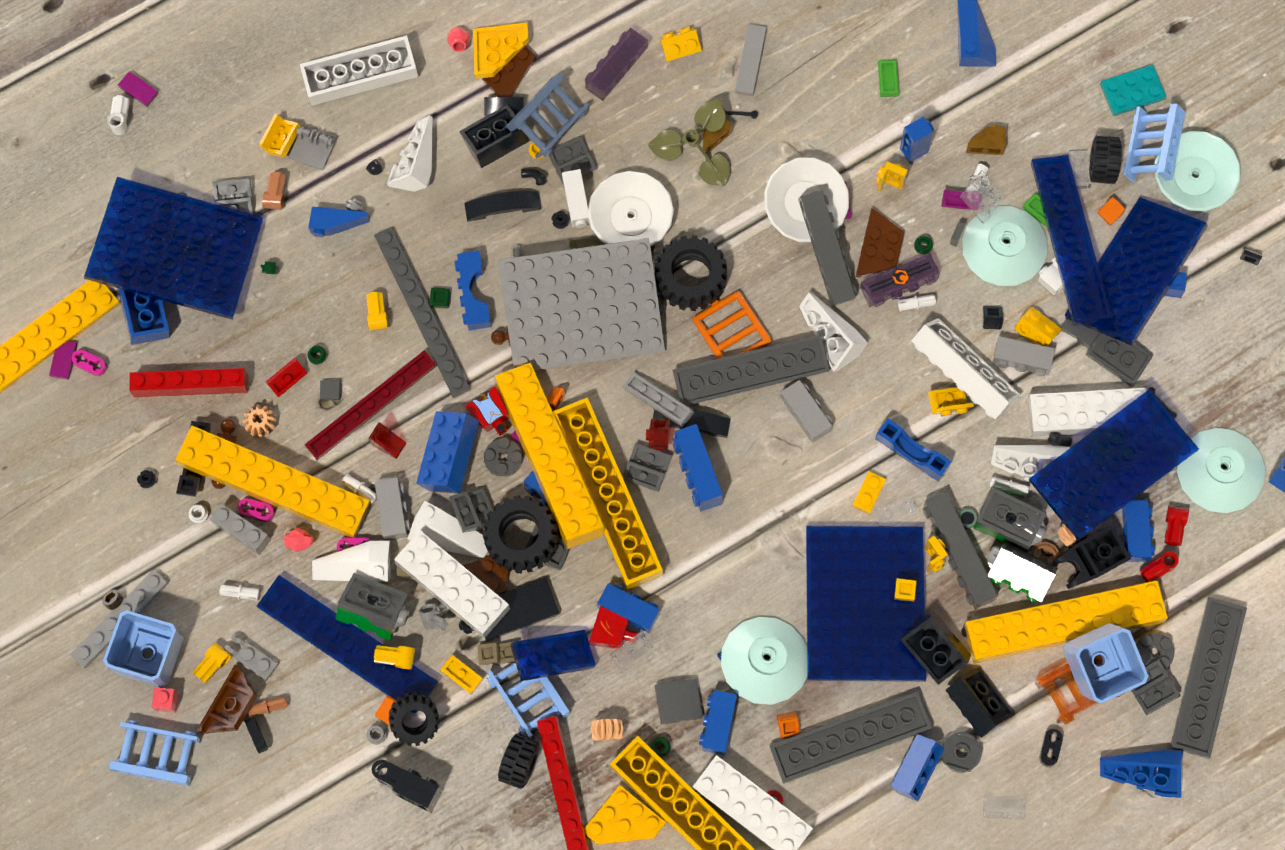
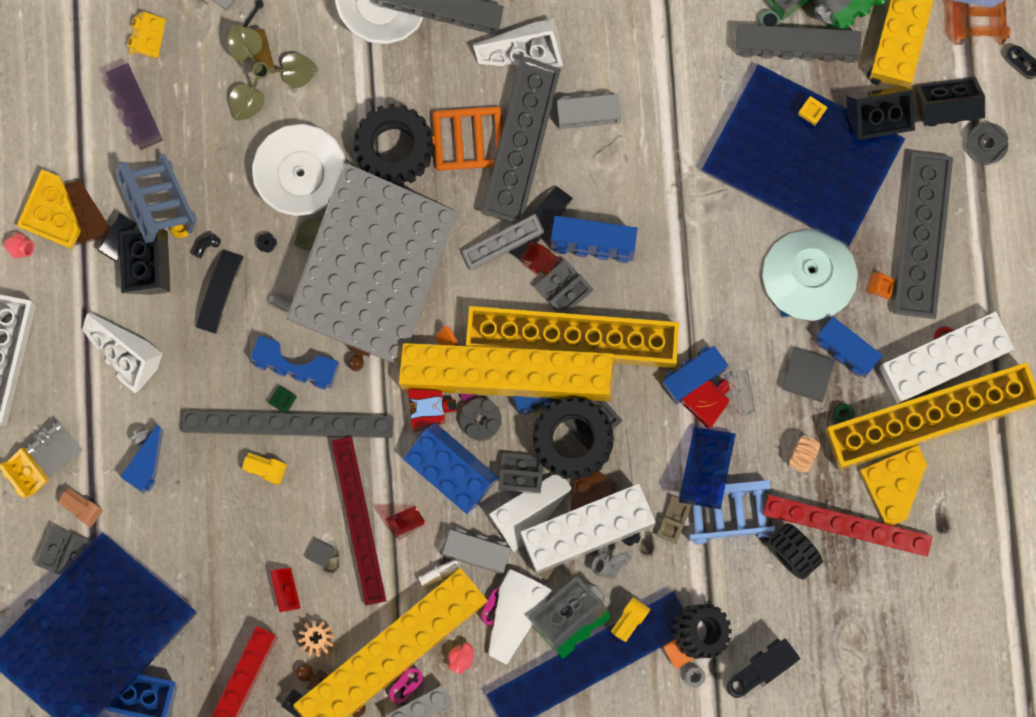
camera: 65 degrees left, 5 degrees up
(269, 268) = (159, 551): dark green plate -> none
(317, 349) = (277, 542): dark green plate -> none
(374, 167) = (110, 395): black hinge -> none
(461, 674) = (677, 565): yellow plate -> none
(527, 607) = (642, 465): black tile -> none
(572, 156) = (211, 200): dark grey slope -> none
(576, 198) = (256, 215): white slope -> none
(869, 492) = (697, 96): yellow plate -> none
(901, 443) = (695, 27): blue arch -> none
(917, 767) = (983, 189): brick -> none
(936, 551) = (792, 63): yellow bracket -> none

